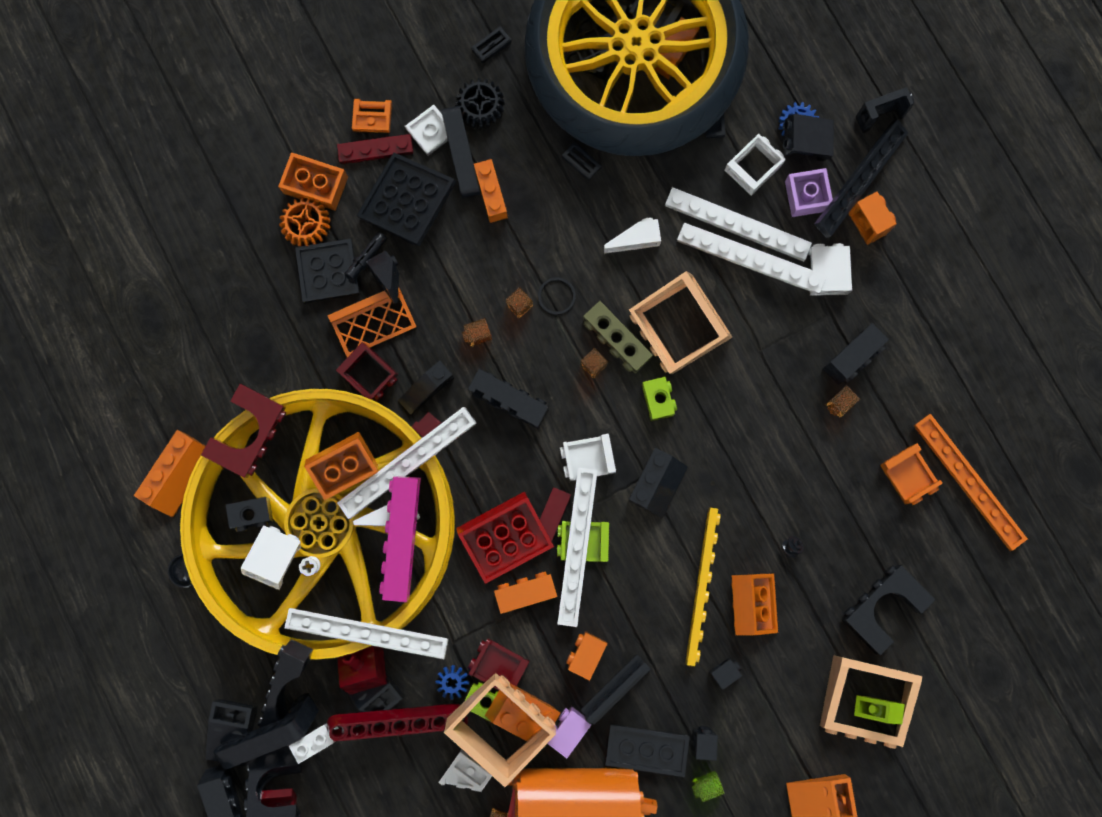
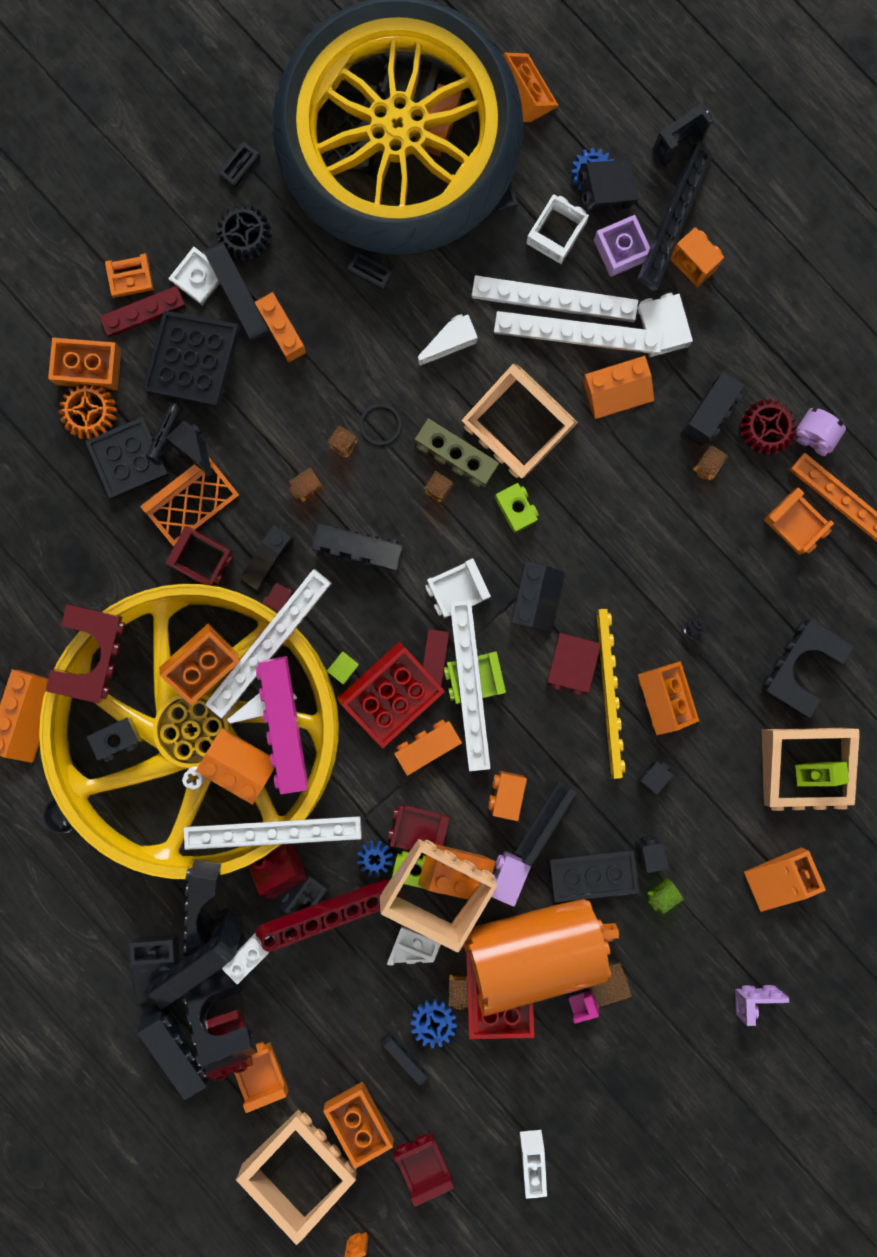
camera: 25 degrees left, 5 degrees up
(270, 556) = (150, 778): white panel -> none
(350, 565) = (236, 766): none -> orange slope
(468, 502) = (343, 668): none -> lime panel
(675, 551) = (573, 664): none -> dark red panel
(762, 42) = (533, 91): none -> orange slope
(776, 315) = (619, 387): none -> orange slope
(907, 388) = (762, 421): none -> dark red gear
(948, 397) = (819, 431): none -> lavender brick

